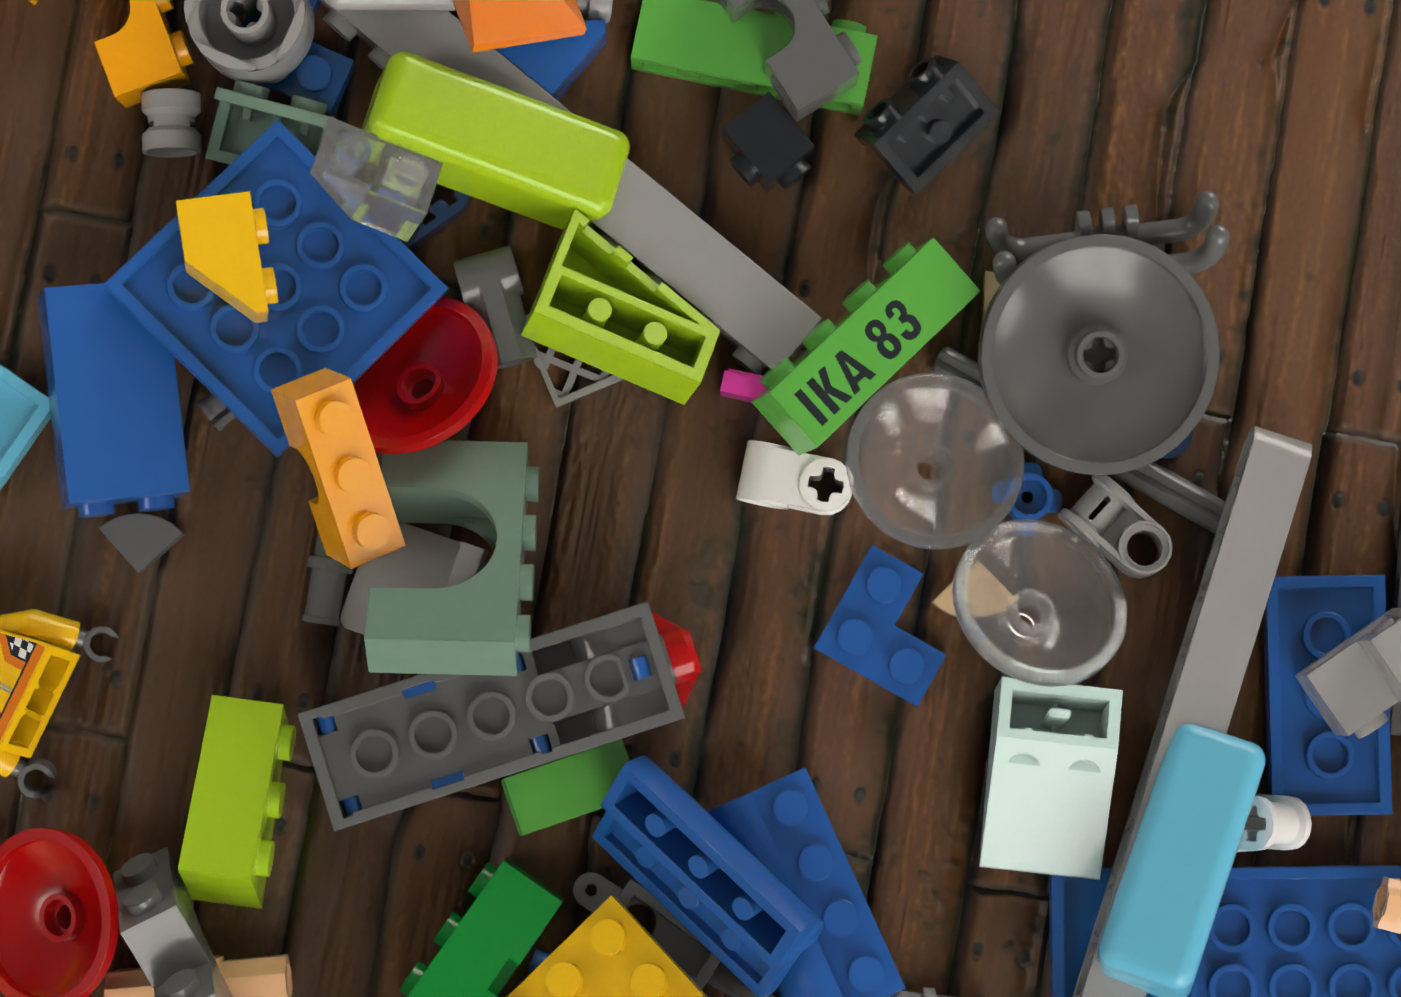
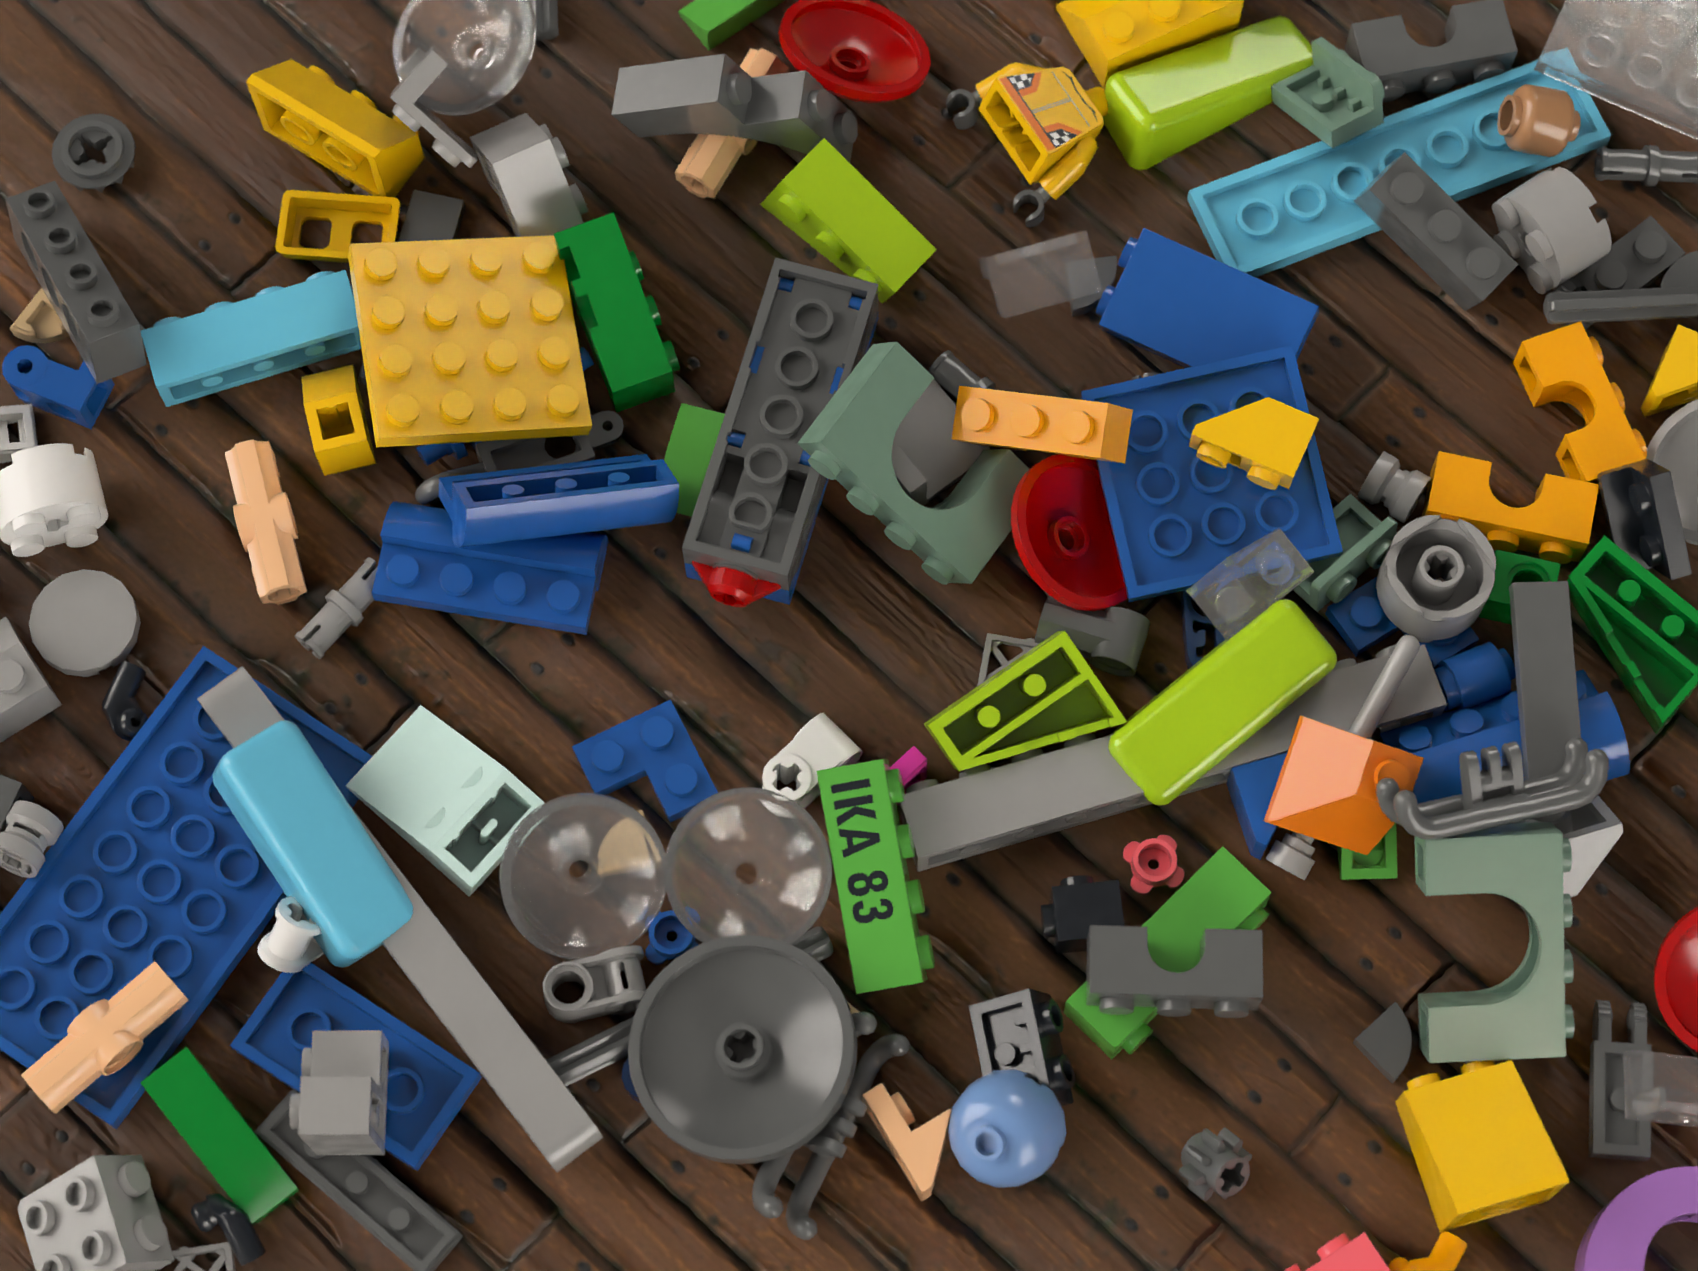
camera: 130 degrees right, 15 degrees down
(164, 586) = (1042, 274): none -> clear panel
(676, 102) = (1161, 850): none -> coral plate
(1010, 86) = (1006, 1129): none -> medium blue cylinder
(1074, 155) = (915, 1151): none -> light nougat slope

